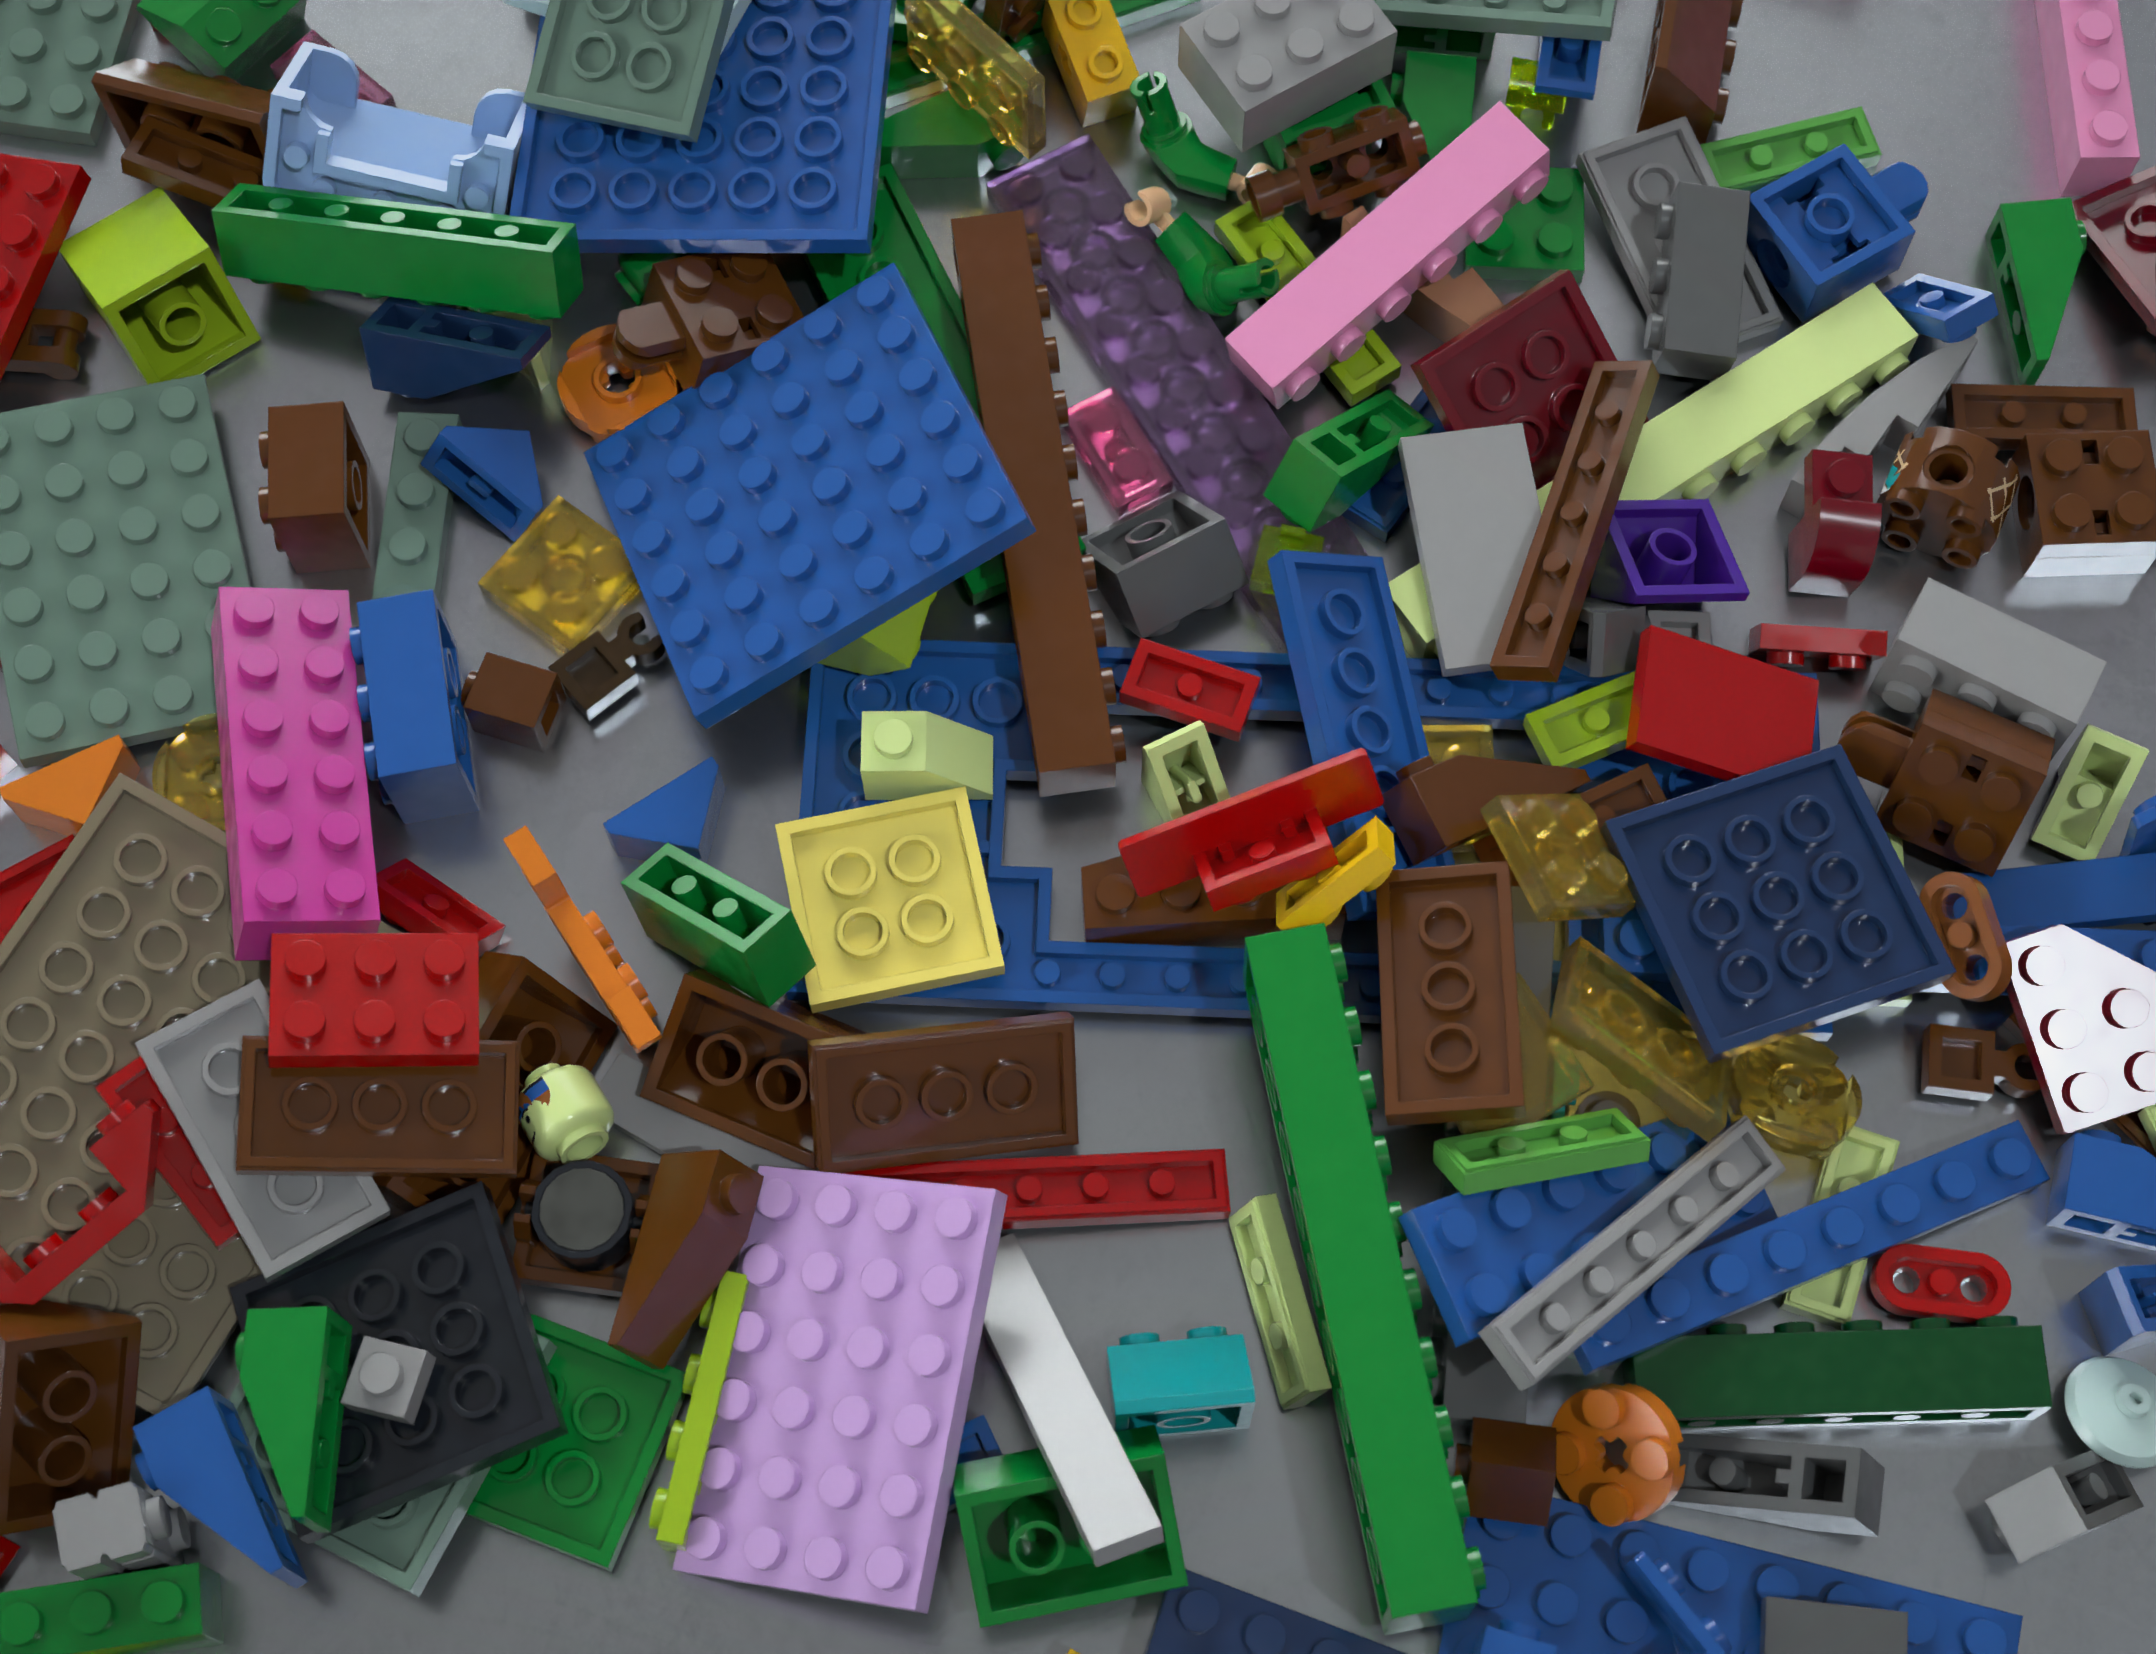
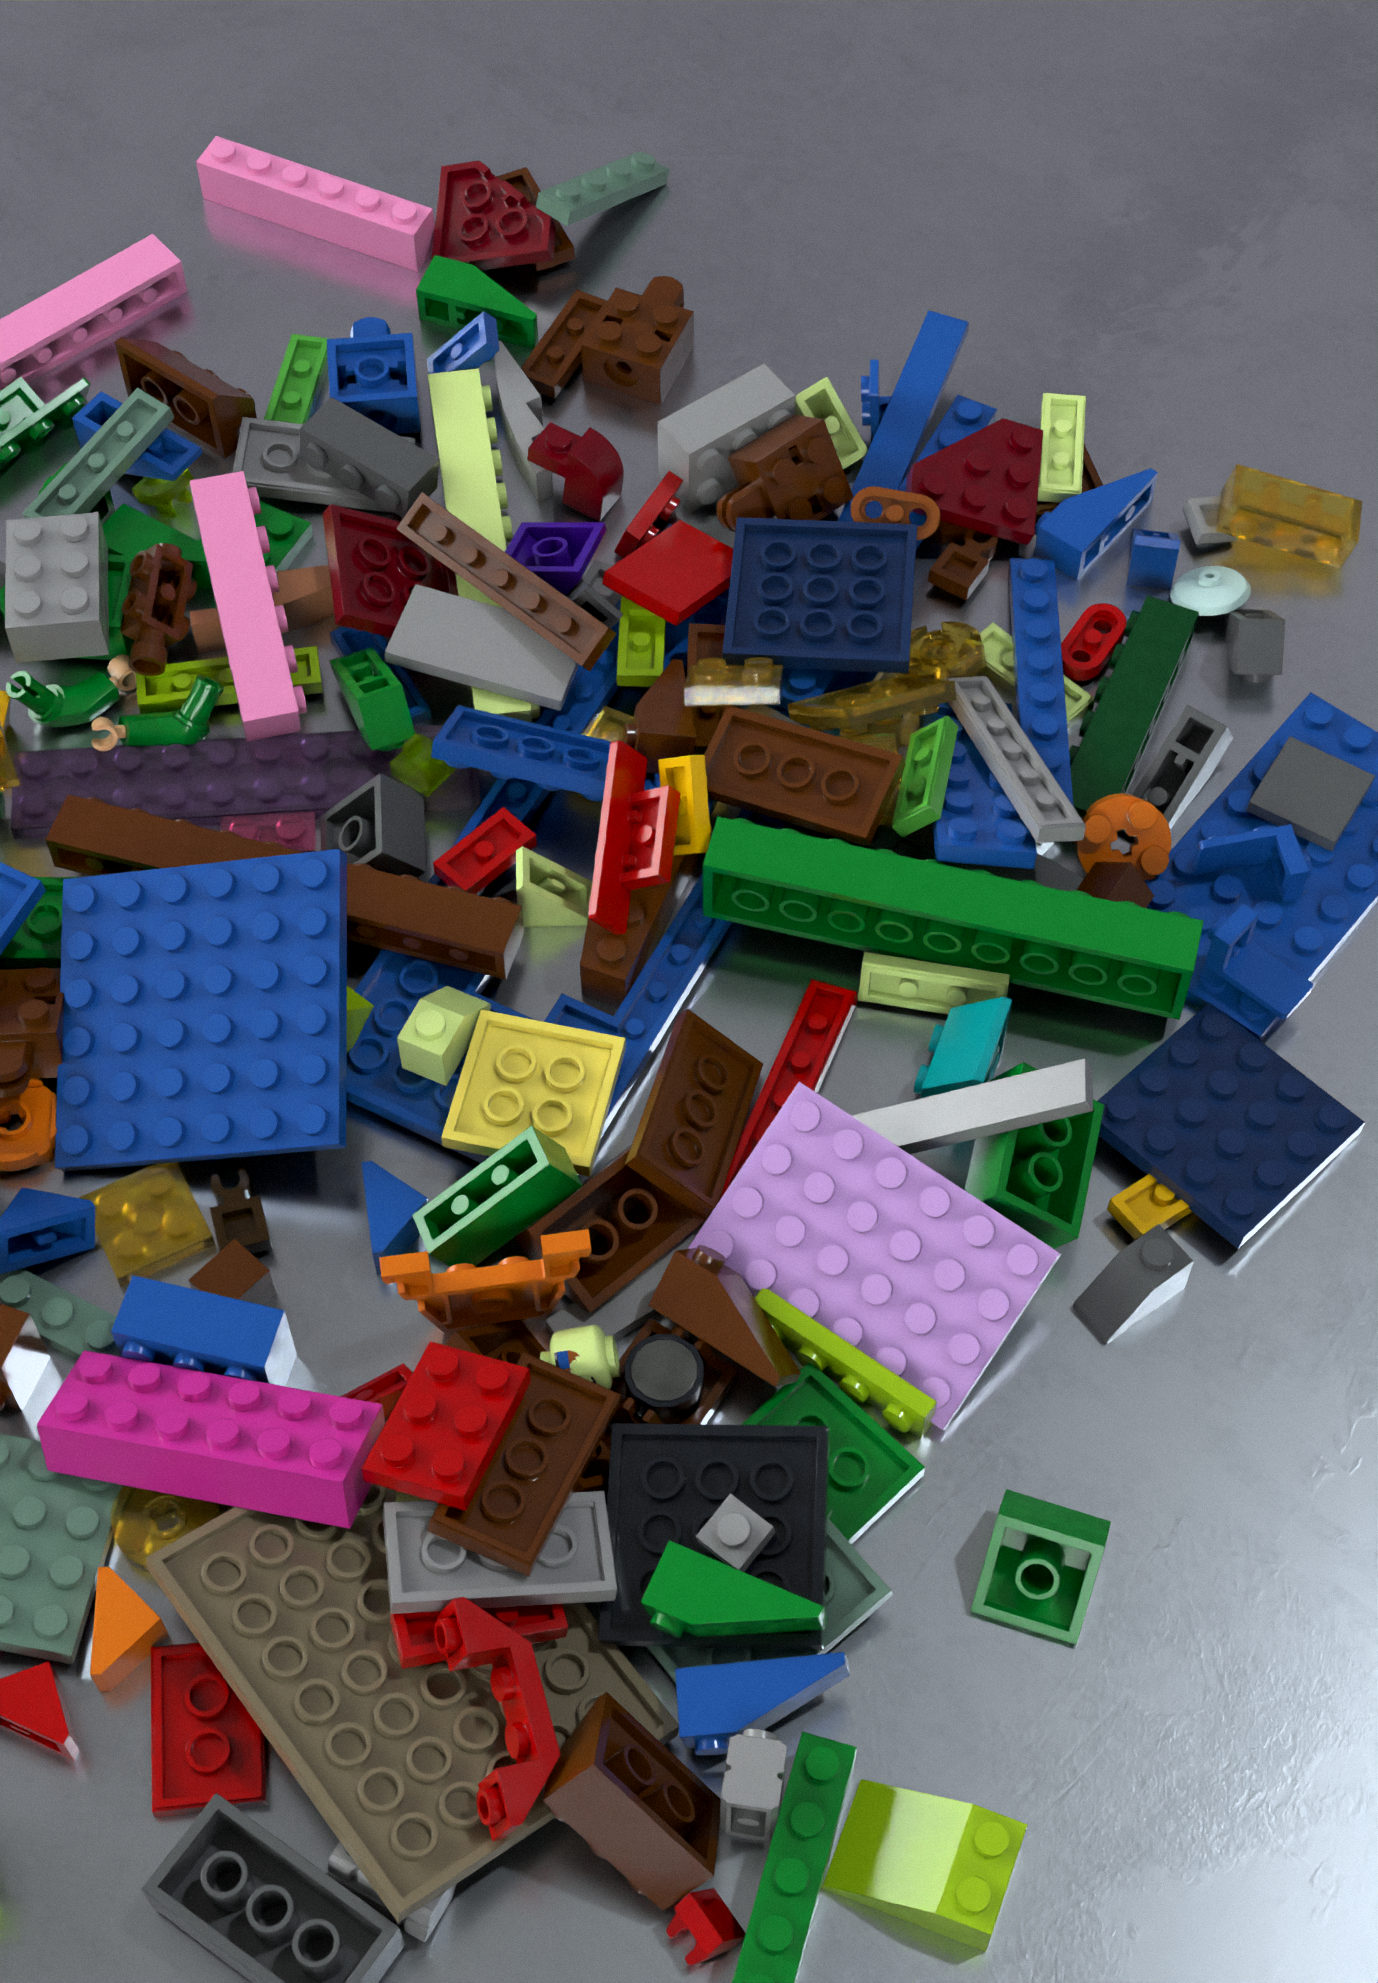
camera: 65 degrees left, 10 degrees down
(1947, 495) = (597, 396): reddish brown brick -> none

